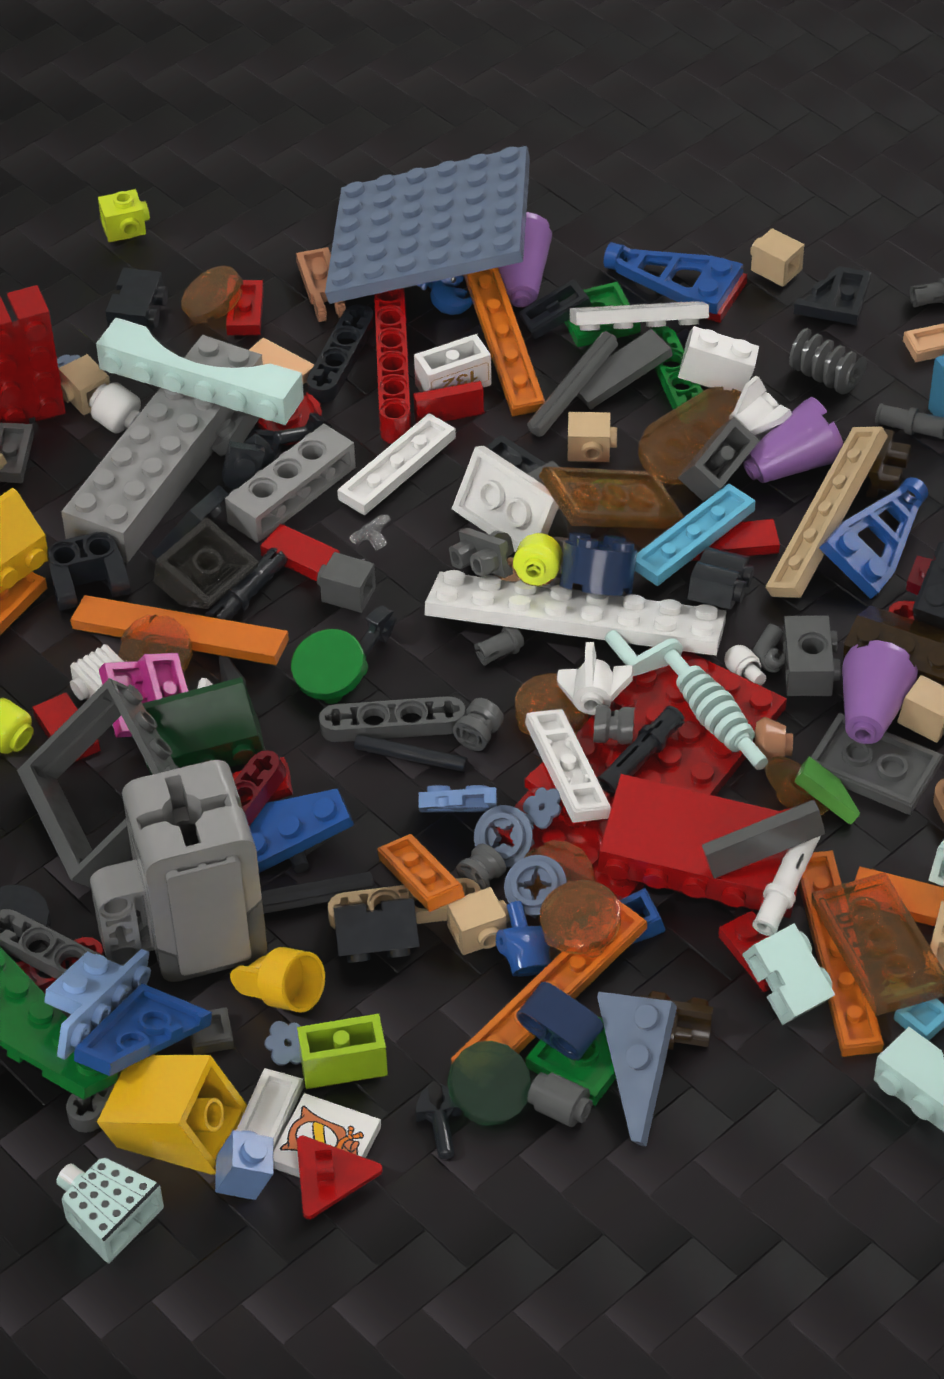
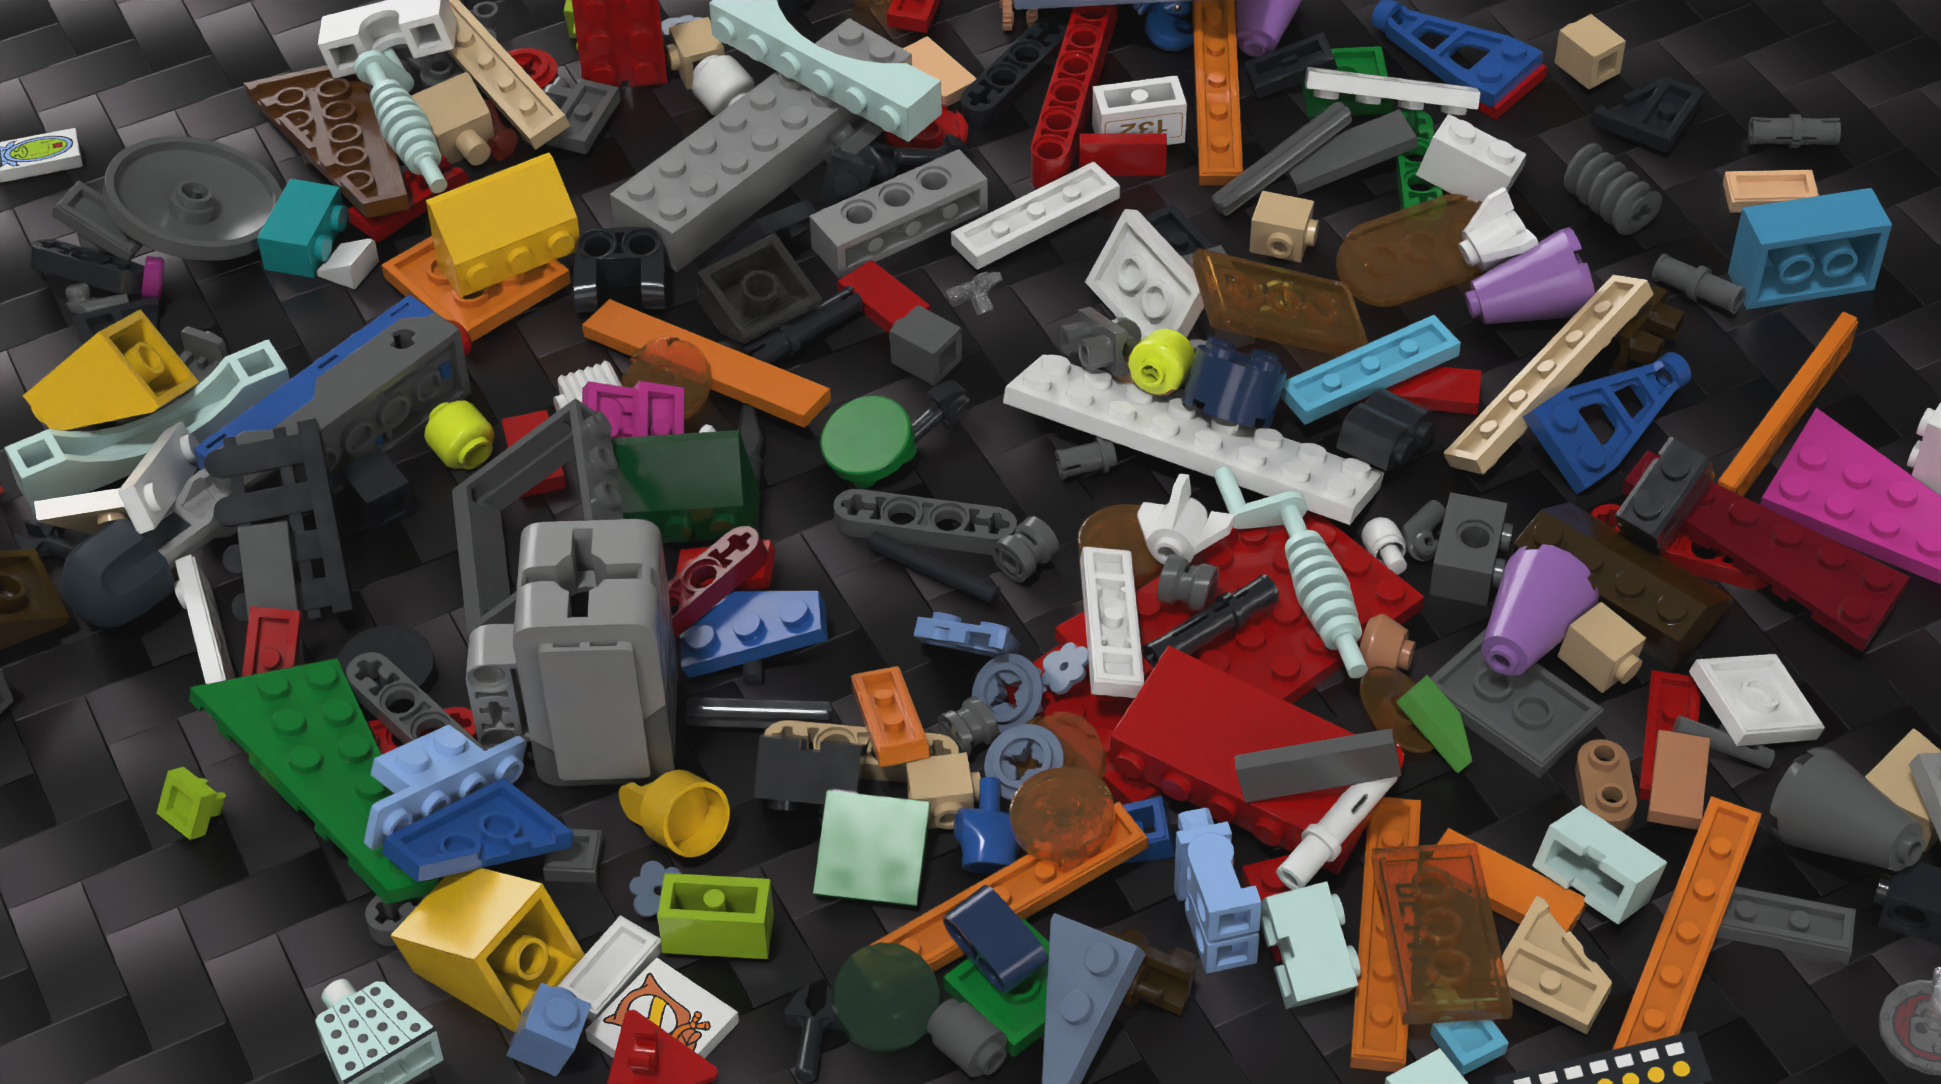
camera: 15 degrees right, 0 degrees up
(441, 974) = (872, 848): none -> tile
(708, 952) = (1217, 908): none -> light blue hips
(718, 459) = (1431, 282): dark grey brick -> none

